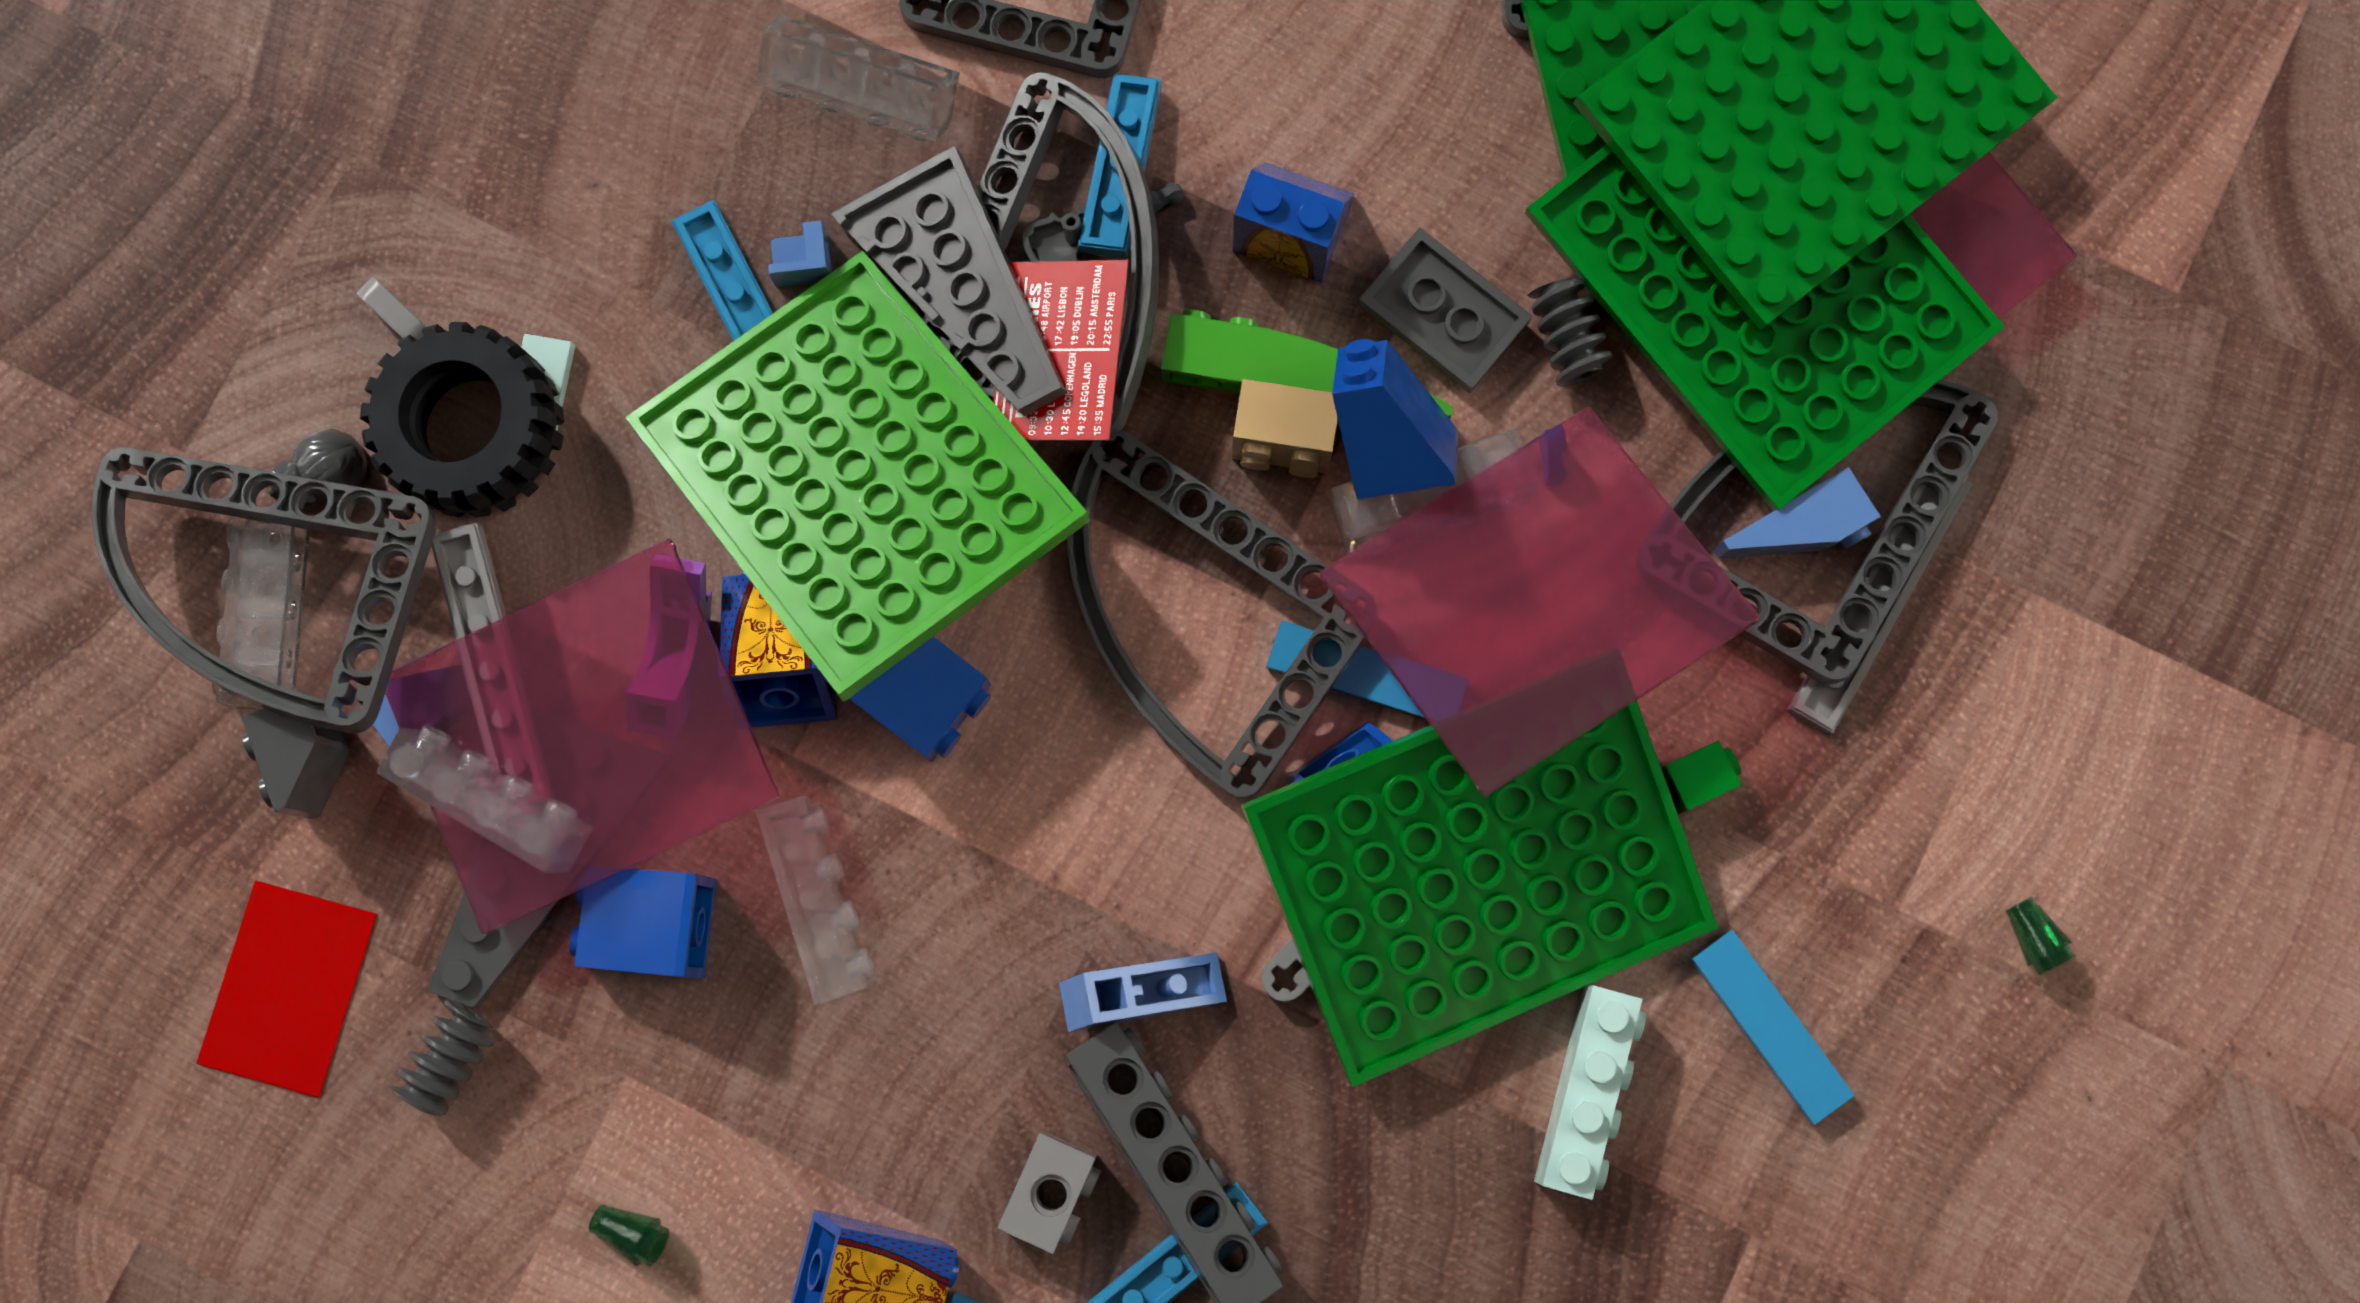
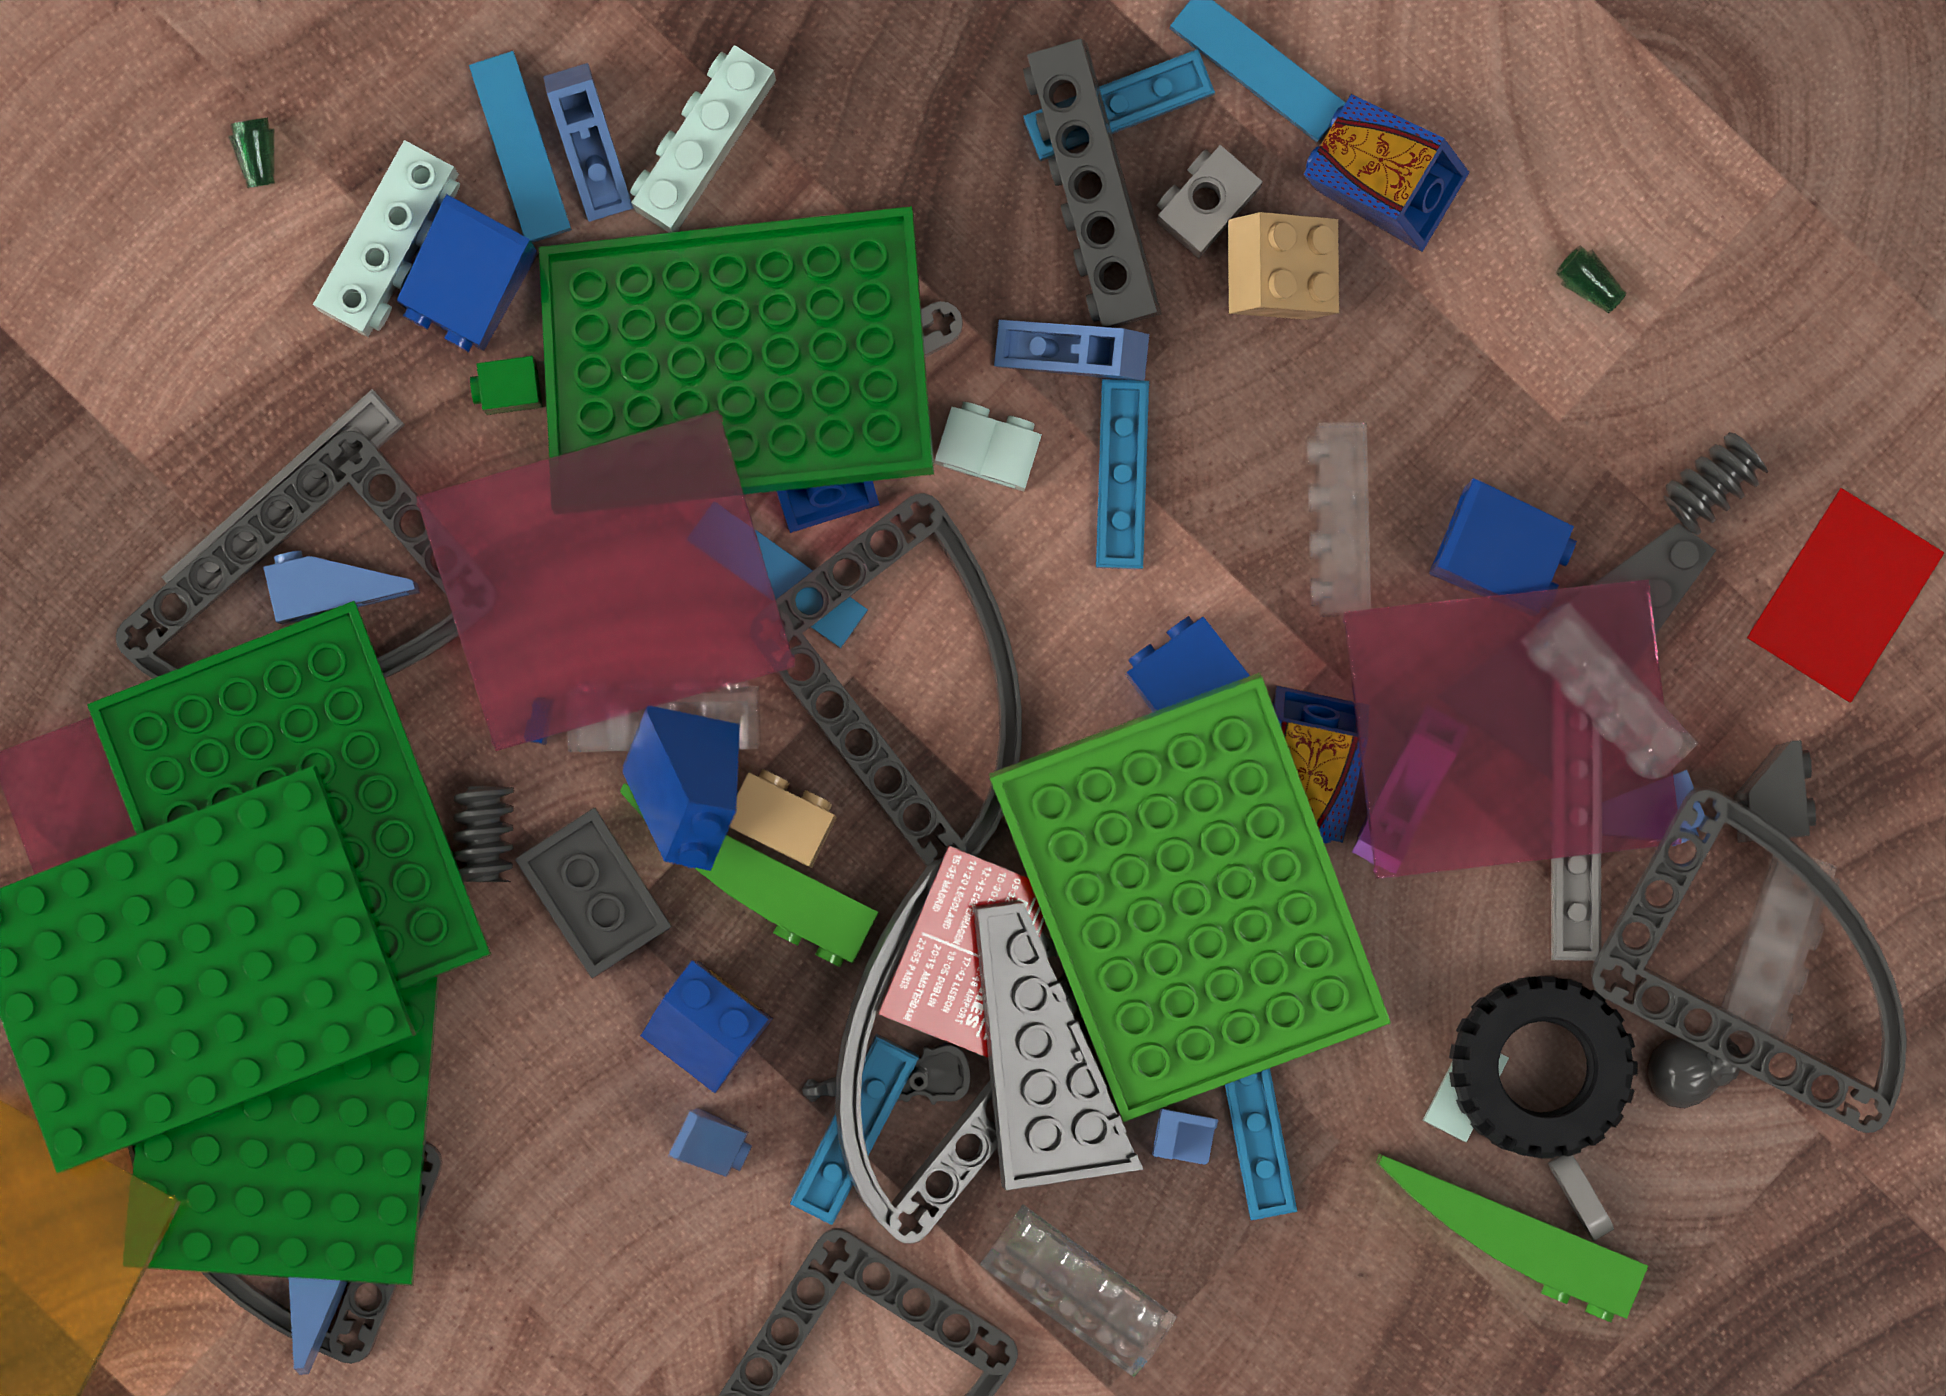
camera: 165 degrees left, 5 degrees up
(439, 254) = (1532, 1247): none -> bright green slope
(949, 1145) = (1283, 266): none -> tan brick
(1053, 881) = (1122, 474): none -> dark azure tile
(1196, 864) = (988, 447): none -> light aqua brick
(1255, 101) = (711, 1143): none -> medium blue slope
(1707, 1054) = (587, 142): none -> medium blue slope
(1783, 874) = (465, 274): none -> blue slope
(1873, 887) = (386, 240): none -> light aqua brick

